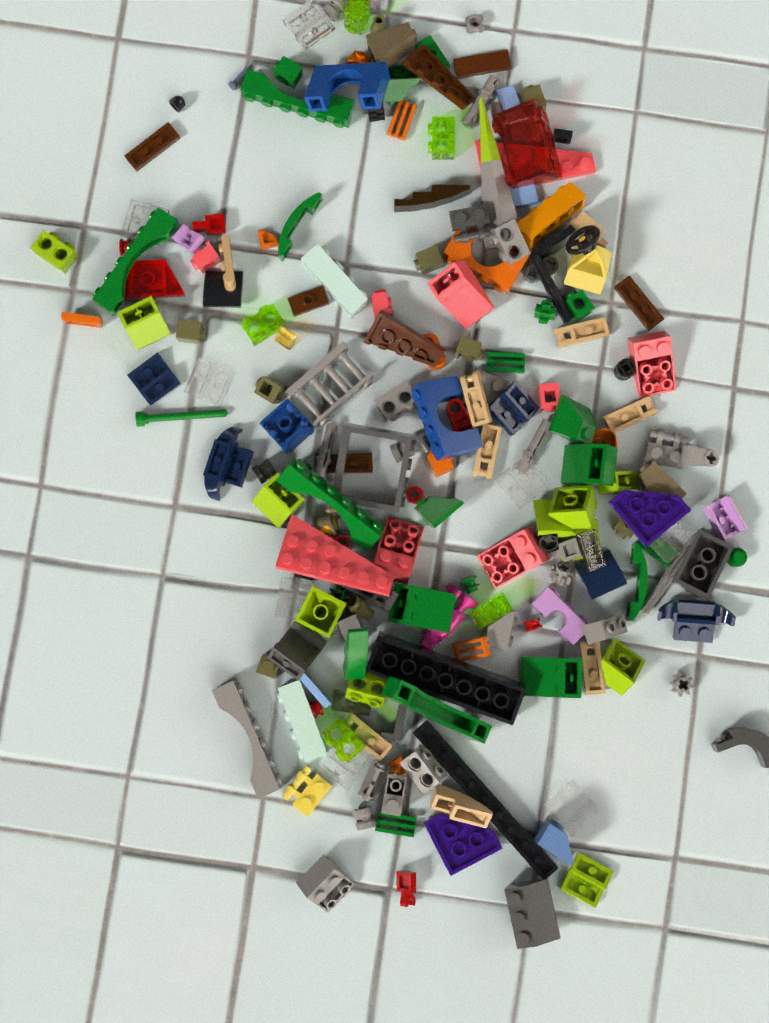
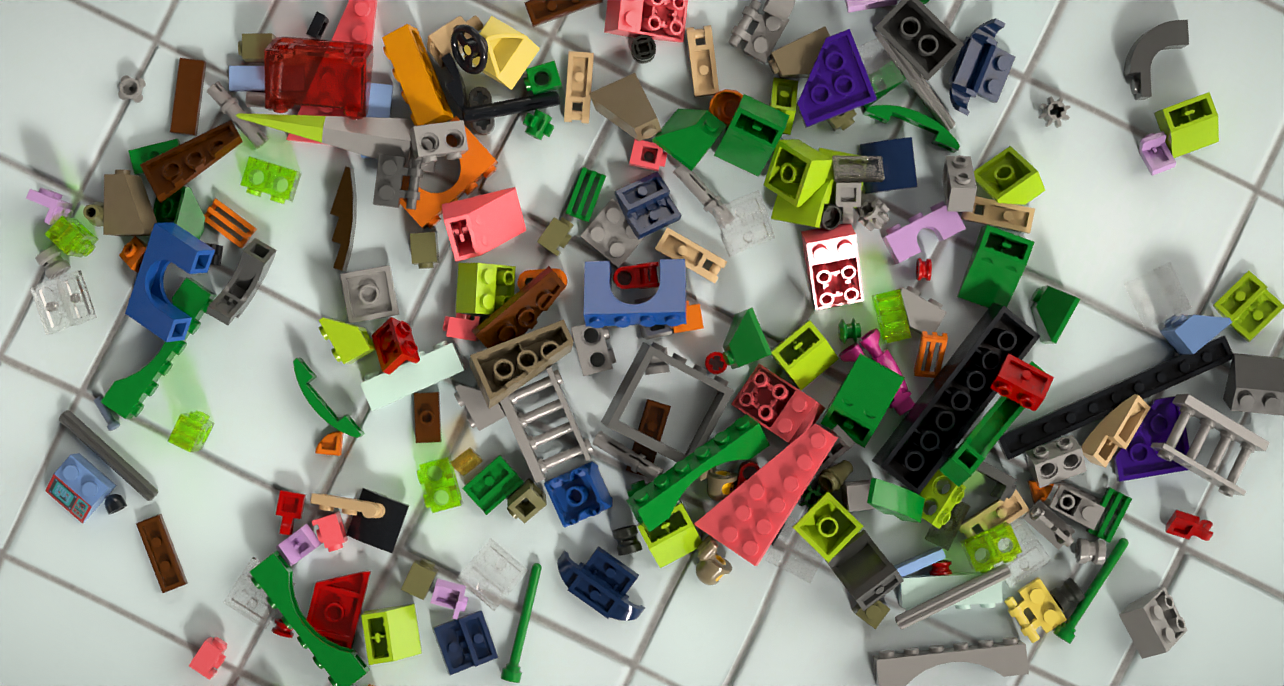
camera: 75 degrees left, 5 degrees up
(88, 201) = (209, 656): none -> coral brick
(182, 75) = (79, 487): none -> medium blue slope
(184, 356) = (450, 596): none -> lavender bracket
(210, 88) = (108, 455): none -> dark grey axle
(246, 137) = (191, 431): none -> clear neon green brick
(265, 538) = (711, 565): none -> dark tan piece
(274, 362) = (493, 484): none -> green plate
(288, 72) = (119, 350): green brick -> none
(298, 722) = (953, 596): none -> light grey axle
(300, 819) = (1066, 630): none -> green piece
(326, 810) = (1069, 593): none -> pearl dark grey wheel
(328, 335) = (479, 414): none -> light grey slope
(344, 226) = (349, 340): none -> lime slope
(353, 259) = (394, 345): none -> red bracket
(363, 143) = (244, 283): none -> dark grey arch
(370, 349) = (515, 362): none -> dark tan wedge
(383, 232) = (369, 294): none -> light grey plate
(415, 309) = (483, 287): none -> lime slope
(441, 556) = (804, 354): none -> lime slope
(473, 720) = (1022, 383): none -> red bracket
(475, 399) = (623, 248): tan plate -> none
(487, 894) = (1229, 432): none -> light grey fence
(533, 728) = (1052, 312): none -> green slope
(579, 370) = (627, 107): none -> dark tan slope
(677, 771) = (1156, 153): none -> lavender bracket
(706, 788) = (1189, 124): none -> lime slope

